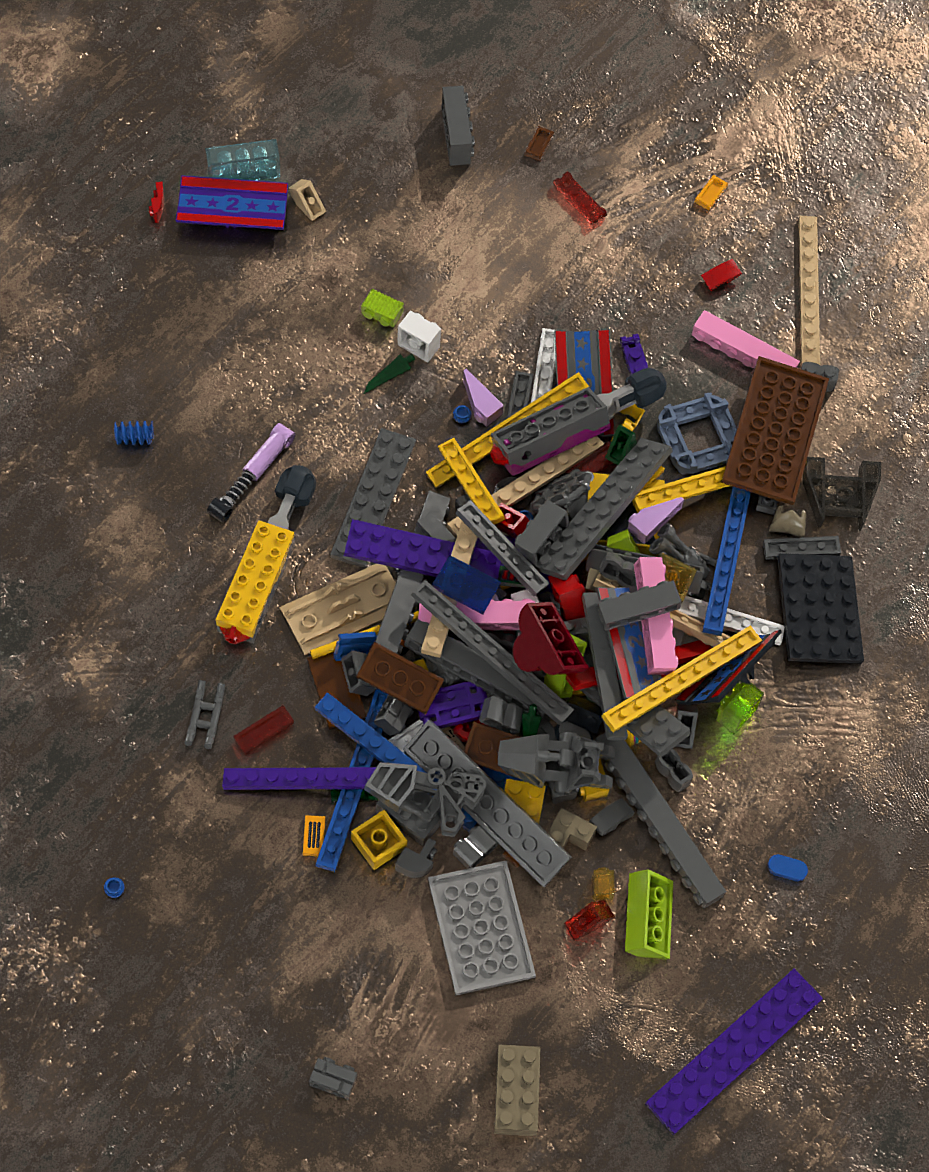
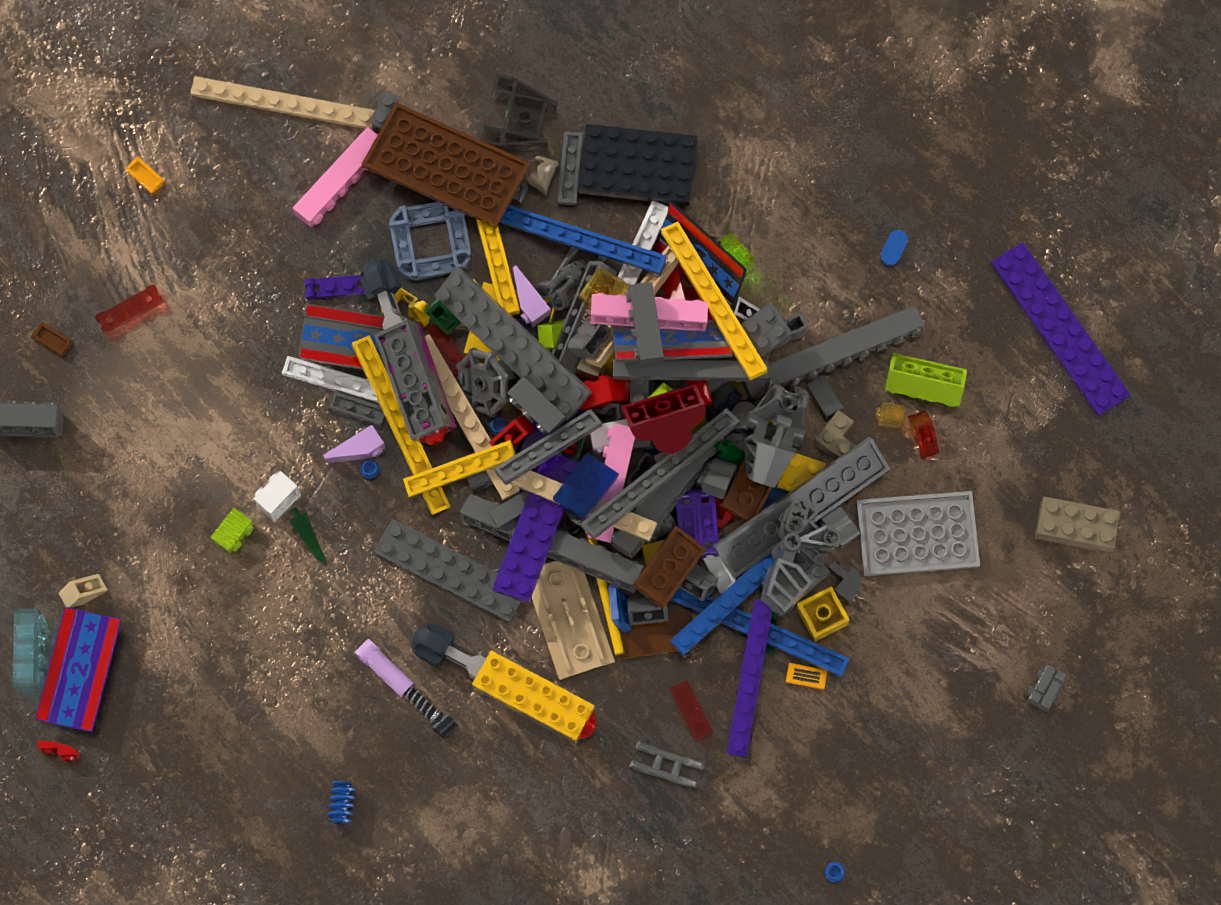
camera: 75 degrees left, 10 degrees up
(720, 274) = (248, 183): red slope -> none

